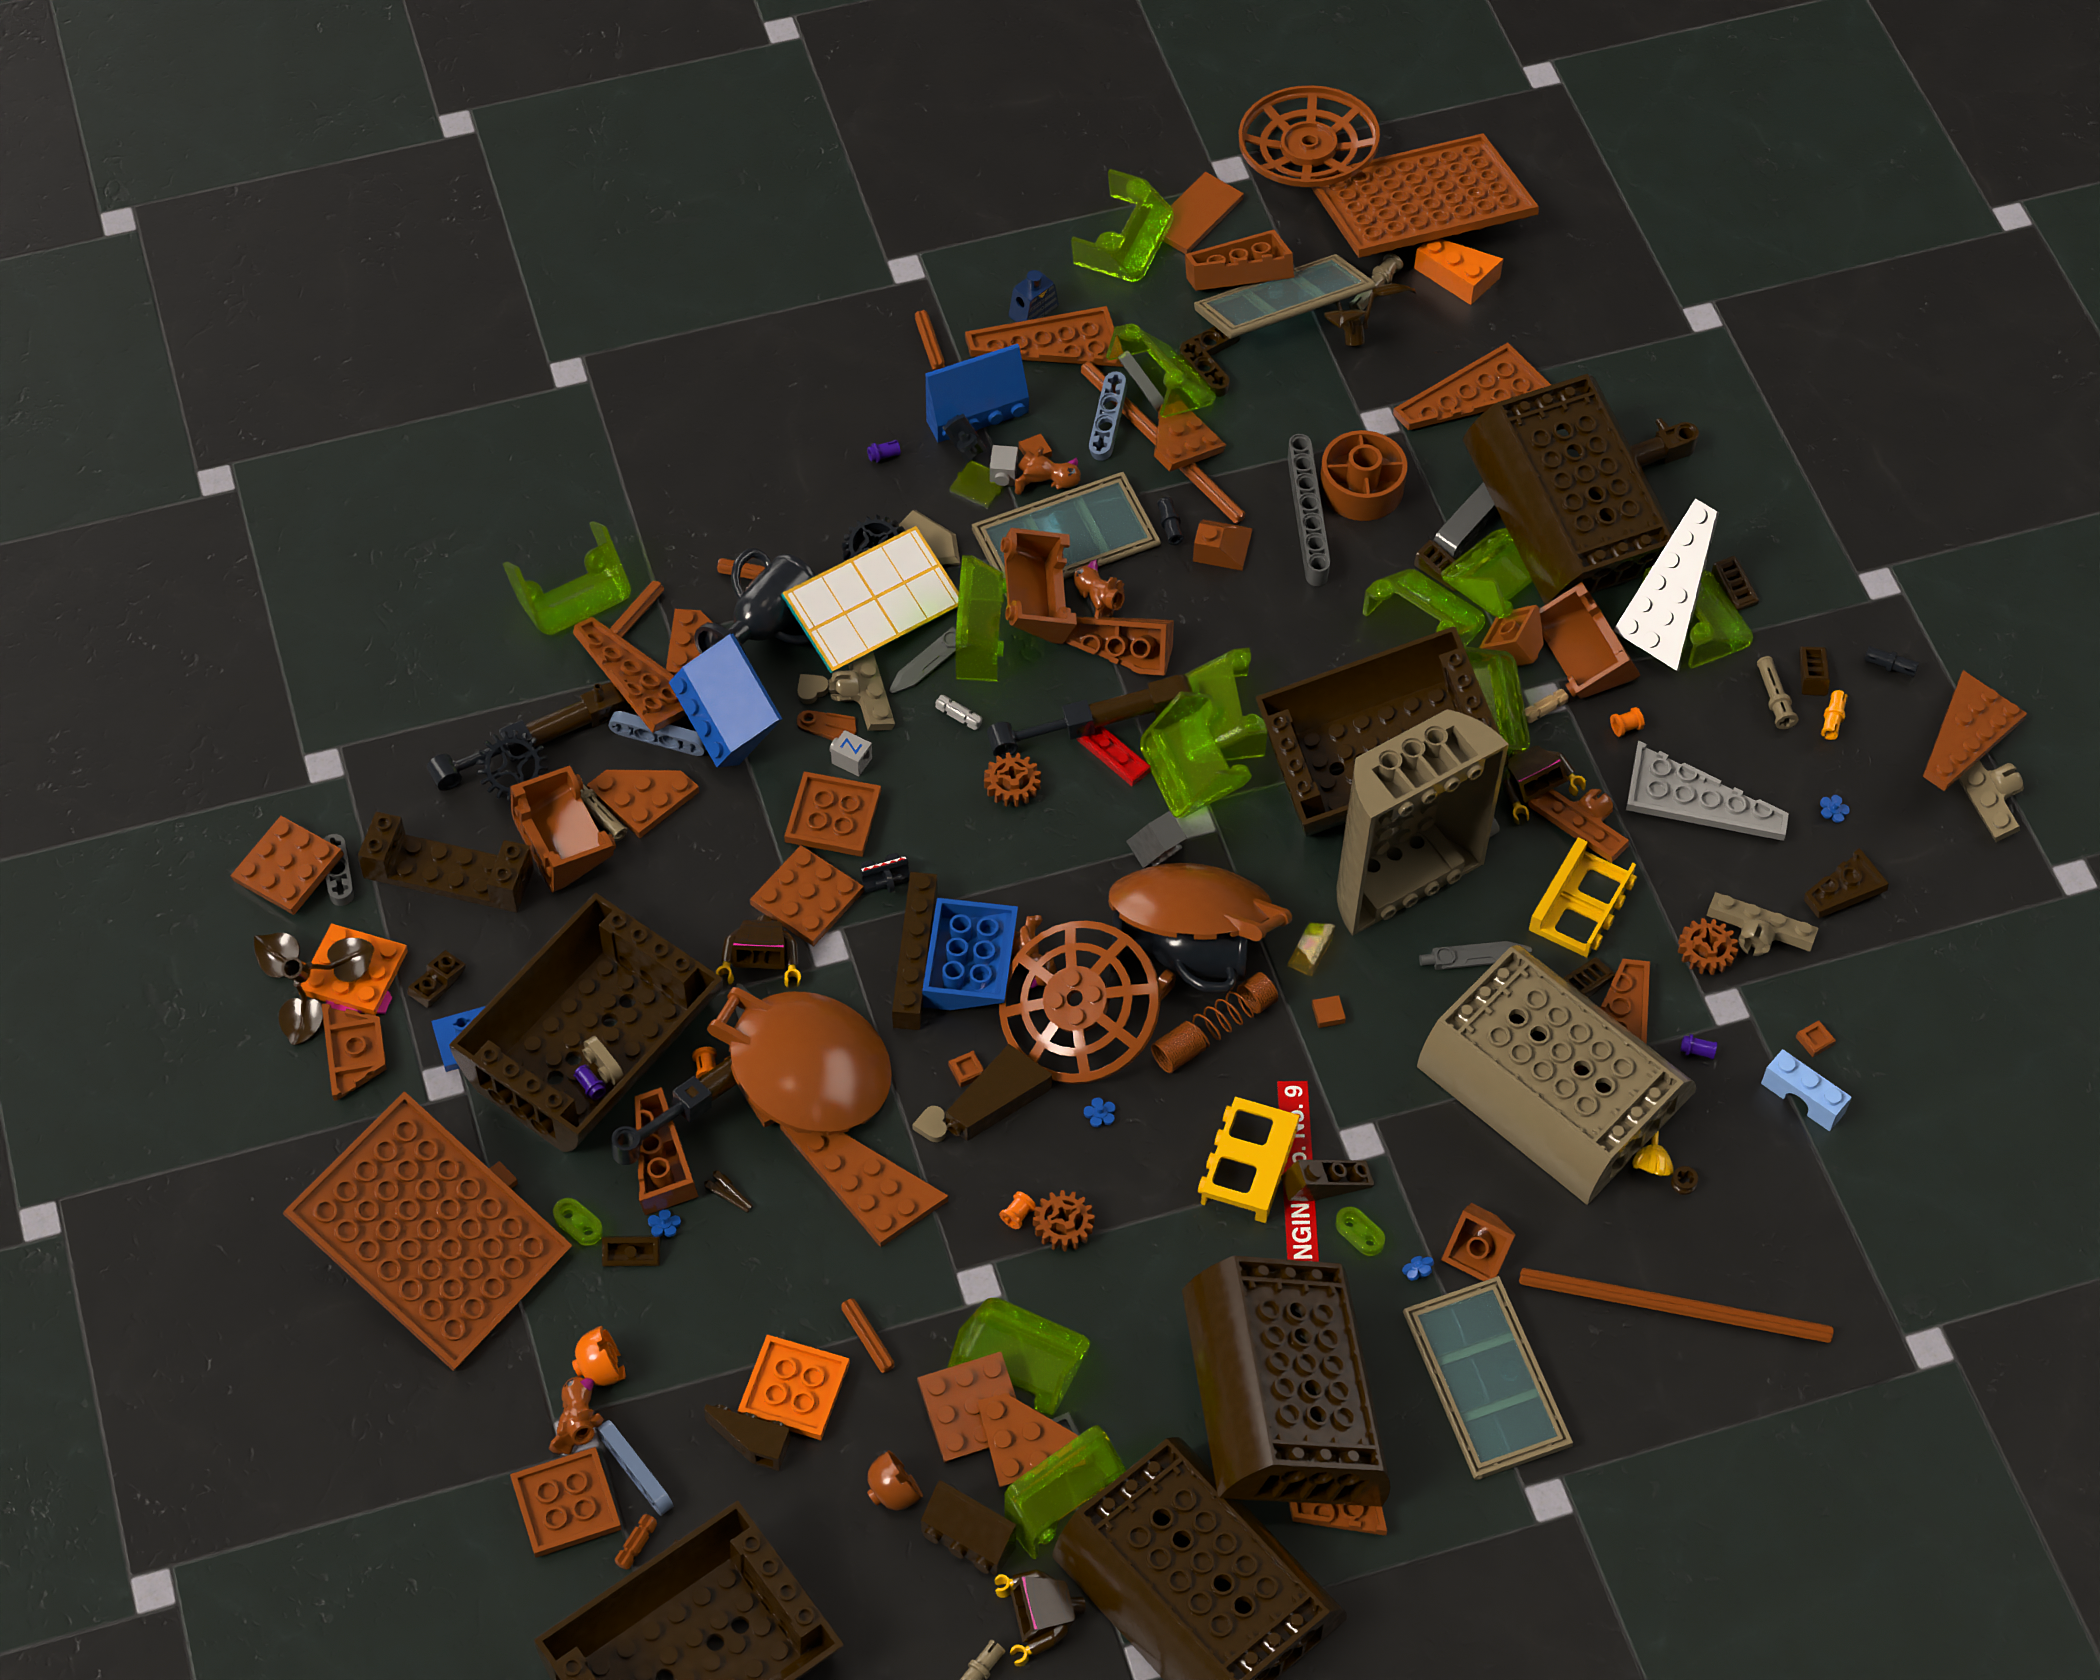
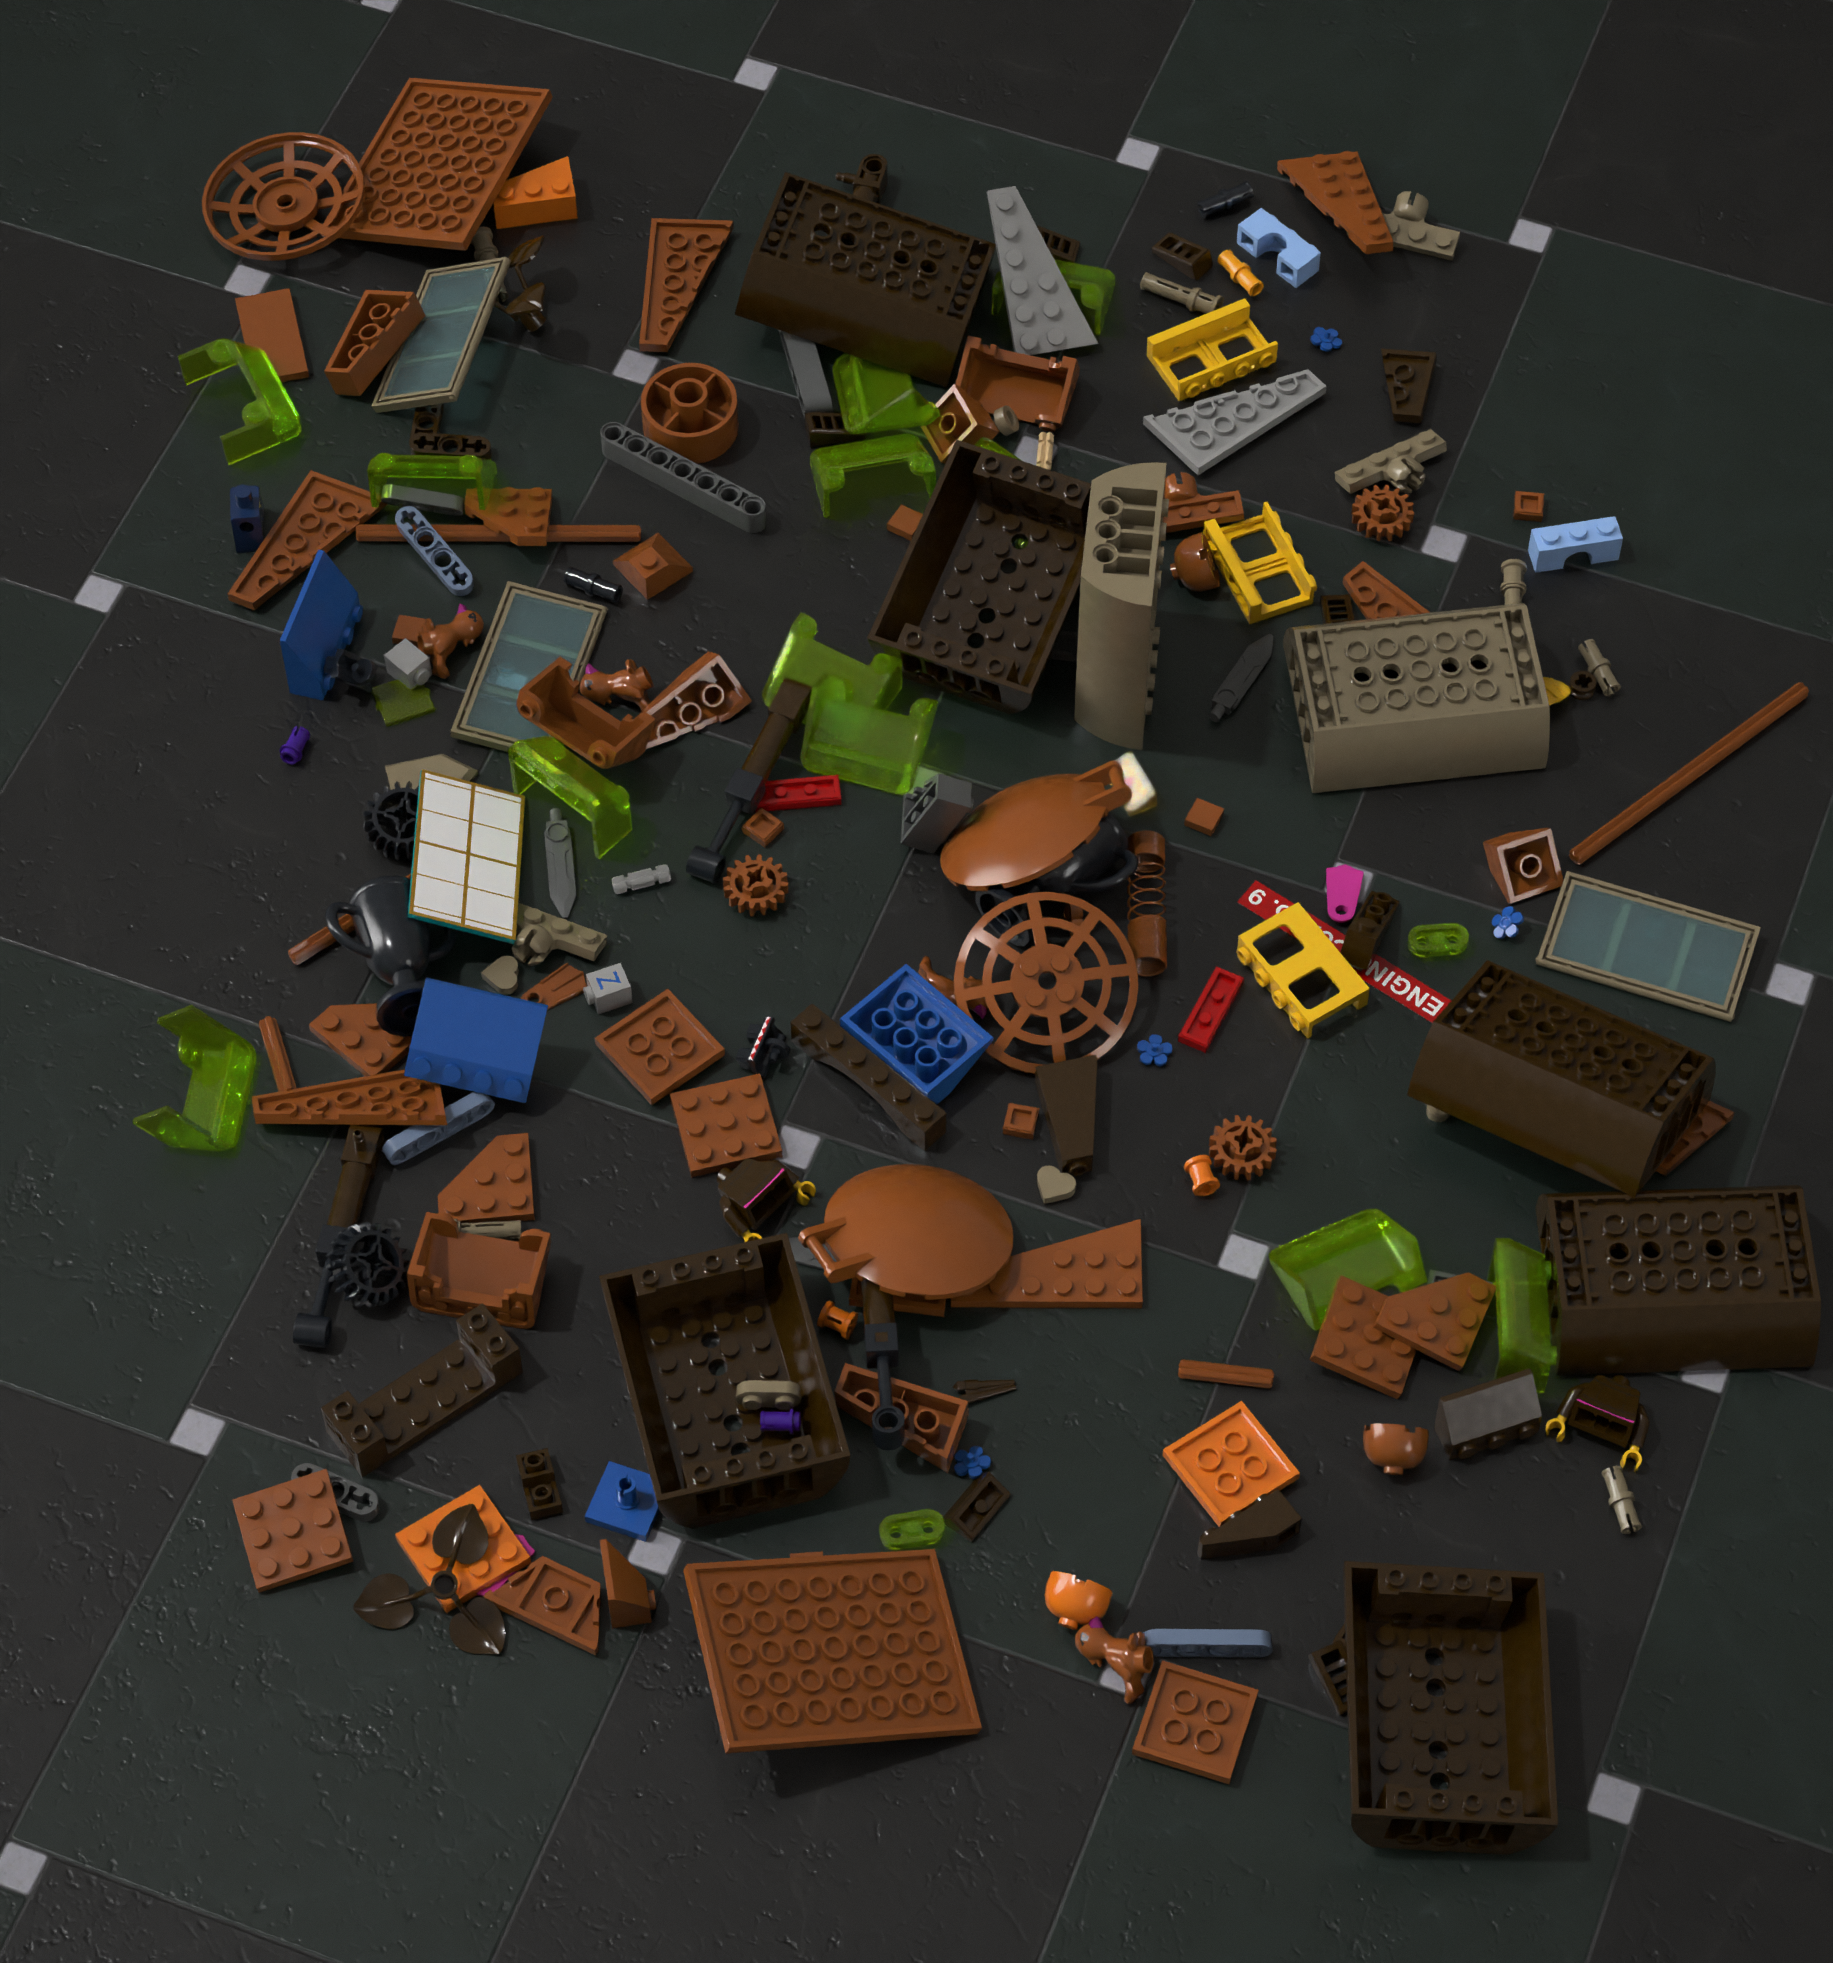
camera: 50 degrees left, 0 degrees up
(385, 1074) = (626, 1589): none -> dark orange slope
(636, 1541) = (1280, 1690): dark orange axle -> none
(929, 339) = (203, 628): dark orange axle -> none
(1067, 753) = (763, 827): none -> dark orange tile
(1167, 1125) = (1210, 1009): none -> red tile
(1348, 1142) = (1343, 891): none -> dark pink piece
(1540, 858) = (1195, 564): none -> dark orange cylinder
(1550, 661) = (1006, 420): none -> dark tan tile
(1627, 721) = (1115, 414): orange bush -> none
(1698, 1046) = (1464, 590): dark purple pin -> none
(1710, 1180) = (1599, 667): none -> dark tan pin
(1723, 1077) = (1513, 581): none -> dark tan pin
(1749, 731) = (1201, 340): none -> yellow window
(1883, 741) = (1264, 233): none -> light blue arch

